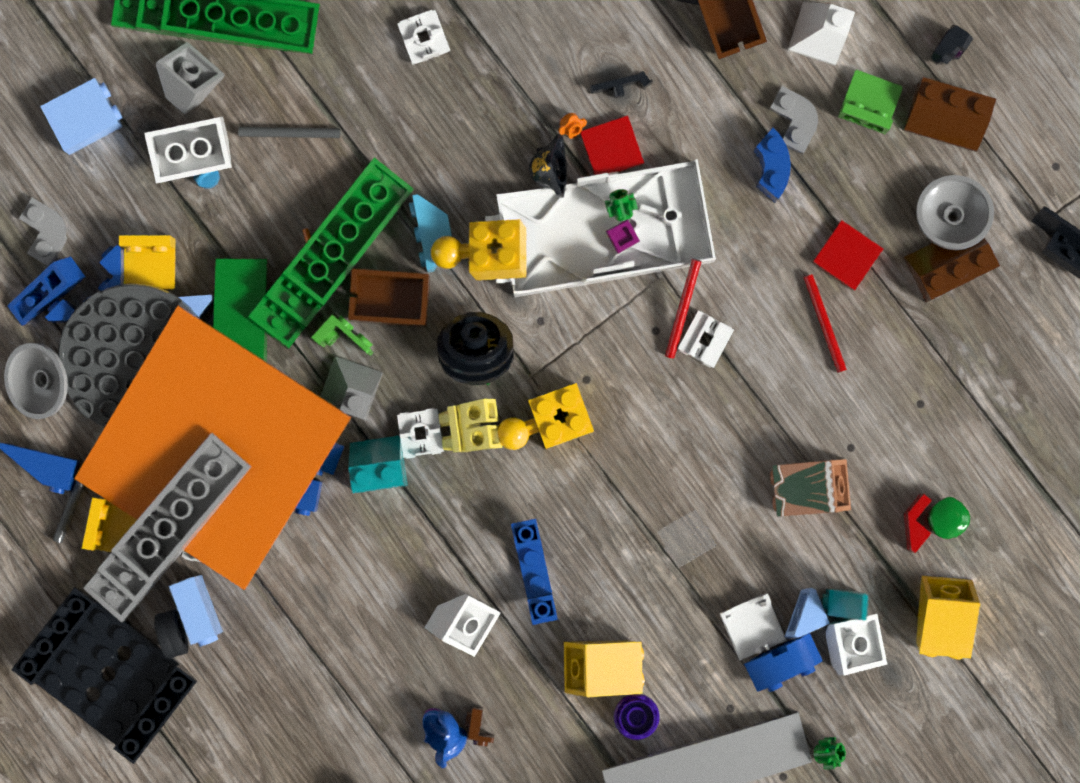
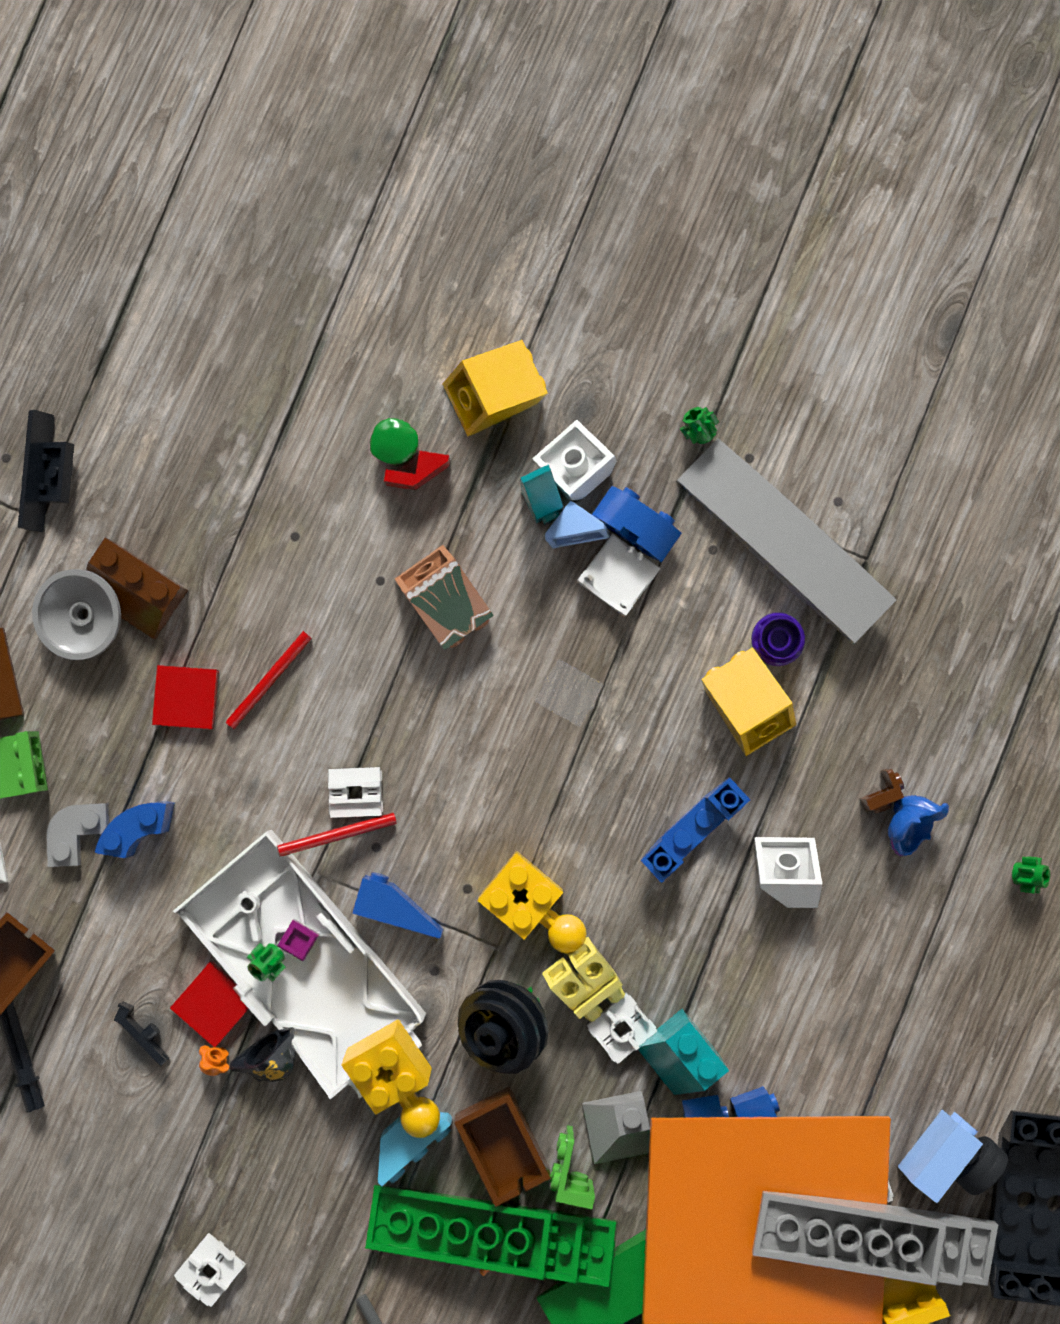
camera: 125 degrees left, 0 degrees up
(609, 317) = (390, 905): none -> blue slope

